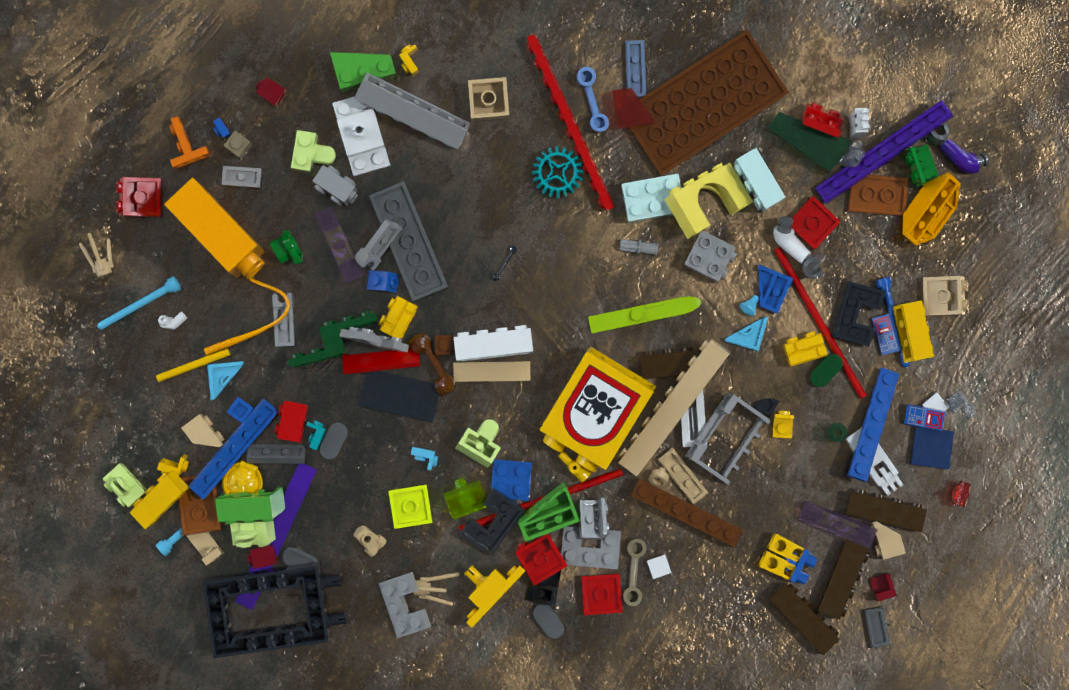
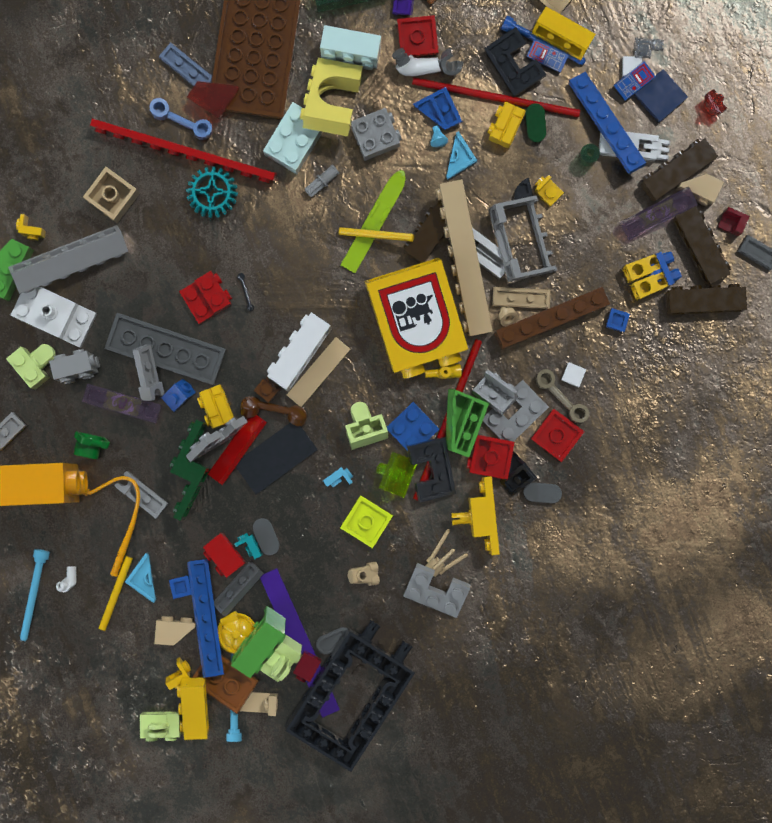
camera: 60 degrees left, 0 degrees up
(474, 237) = (206, 297): none -> red plate
(634, 324) = (376, 234): none -> yellow bar
(729, 564) = (617, 320): none -> blue plate

